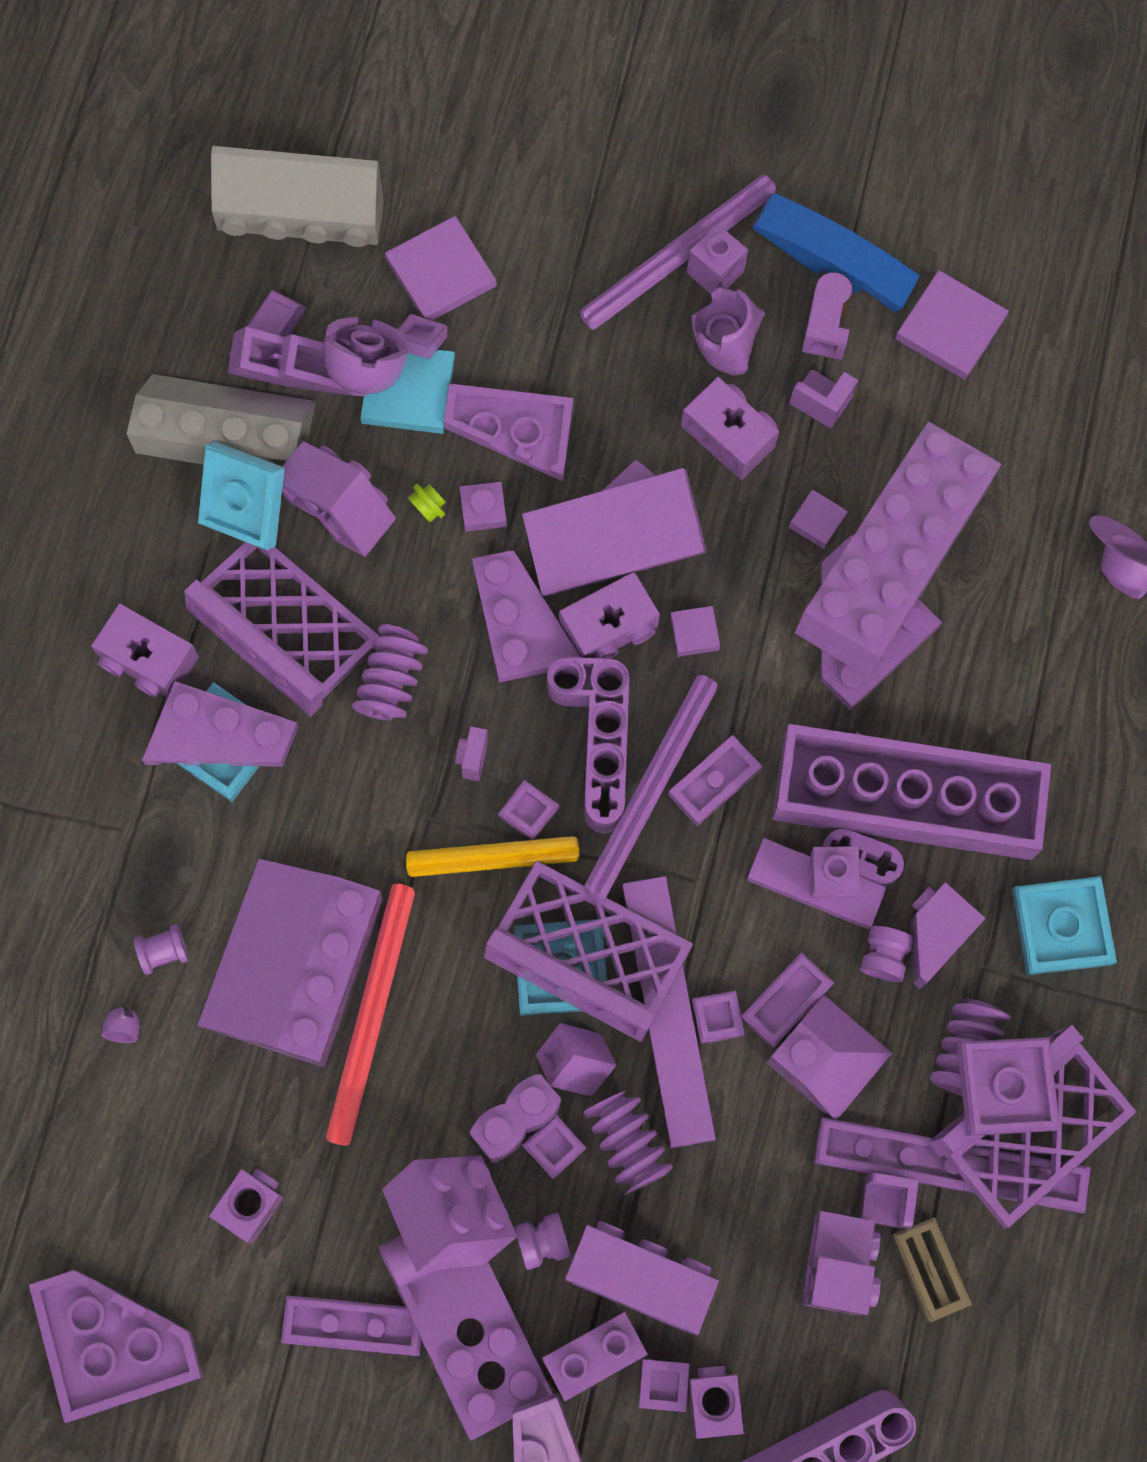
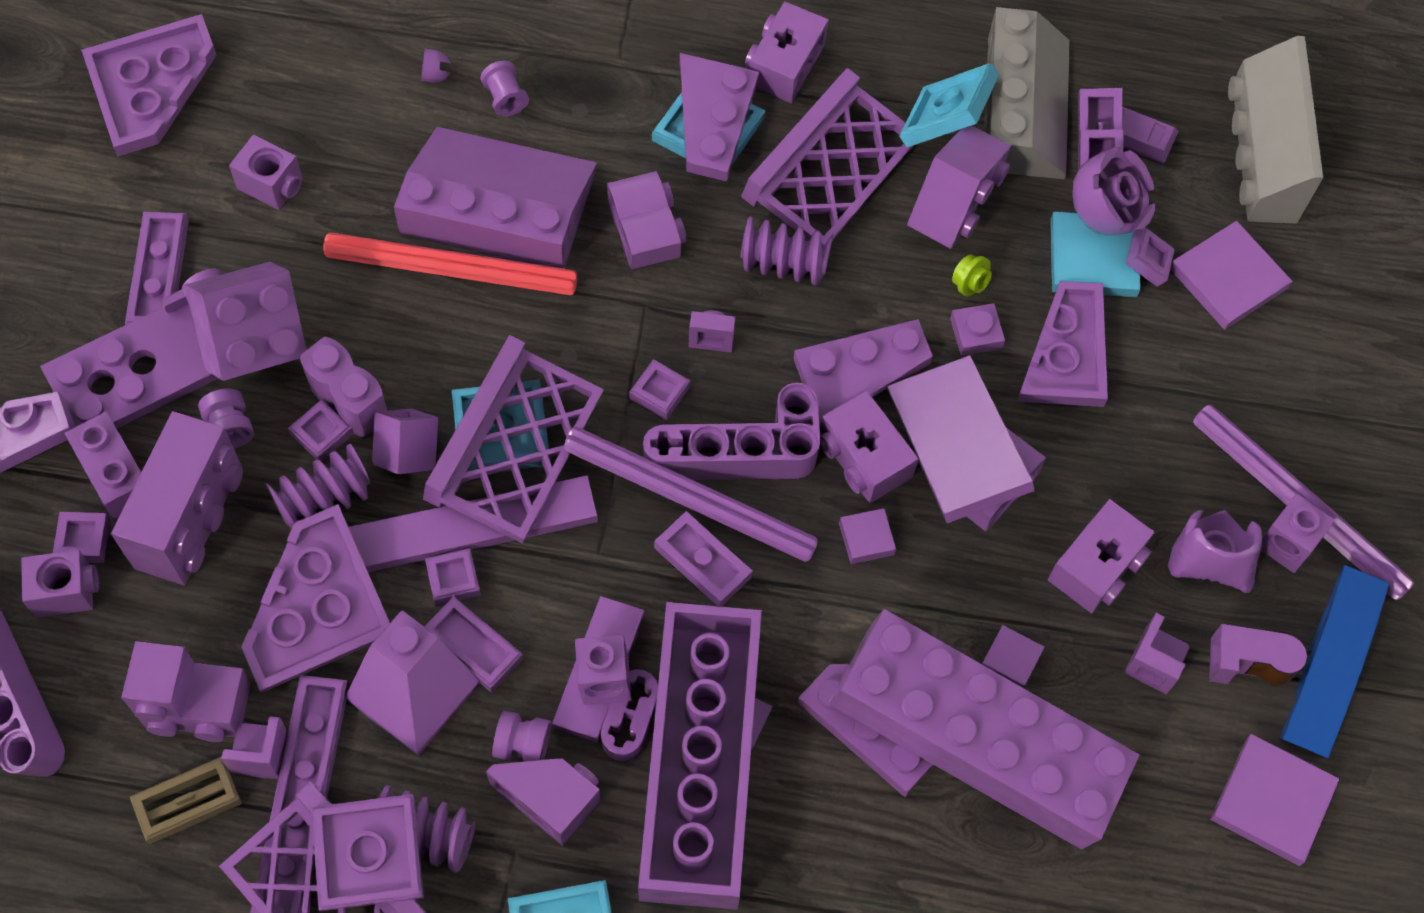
camera: 85 degrees right, 10 degrees down
(339, 810) = (645, 219): none -> medium lavender brick
(492, 856) = (610, 359): yellow axle -> none
(749, 1145) = (314, 604): none -> medium lavender plate

